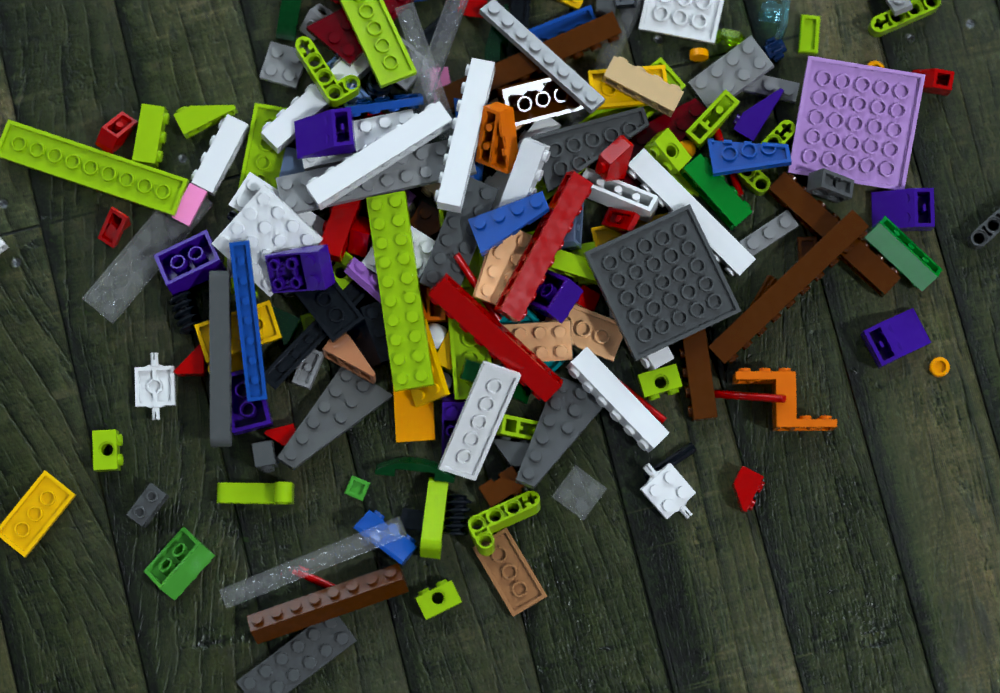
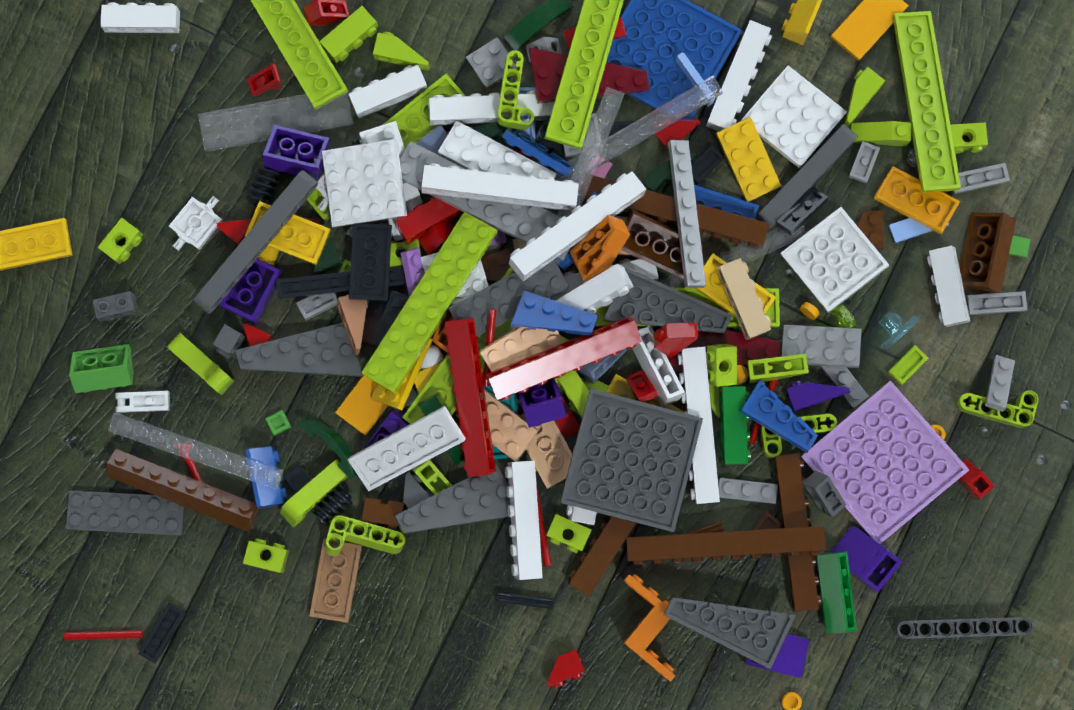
camera: 40 degrees right, 0 degrees up
(190, 204) = (334, 109): bright pink tile -> none
(234, 562) = (143, 401): none -> white plate
(248, 321) = (299, 231): blue plate -> none
(300, 269) = (369, 225): dark purple slope -> none
(325, 134) = (474, 139): dark purple slope -> none
(579, 492) = (438, 565): clear plate -> none
(667, 491) = (504, 620): white plate -> none
(750, 396) = (625, 602): red bar -> none
(774, 48) = (871, 354): dark blue gear -> none
(859, 340) = (743, 630): none -> dark grey wing

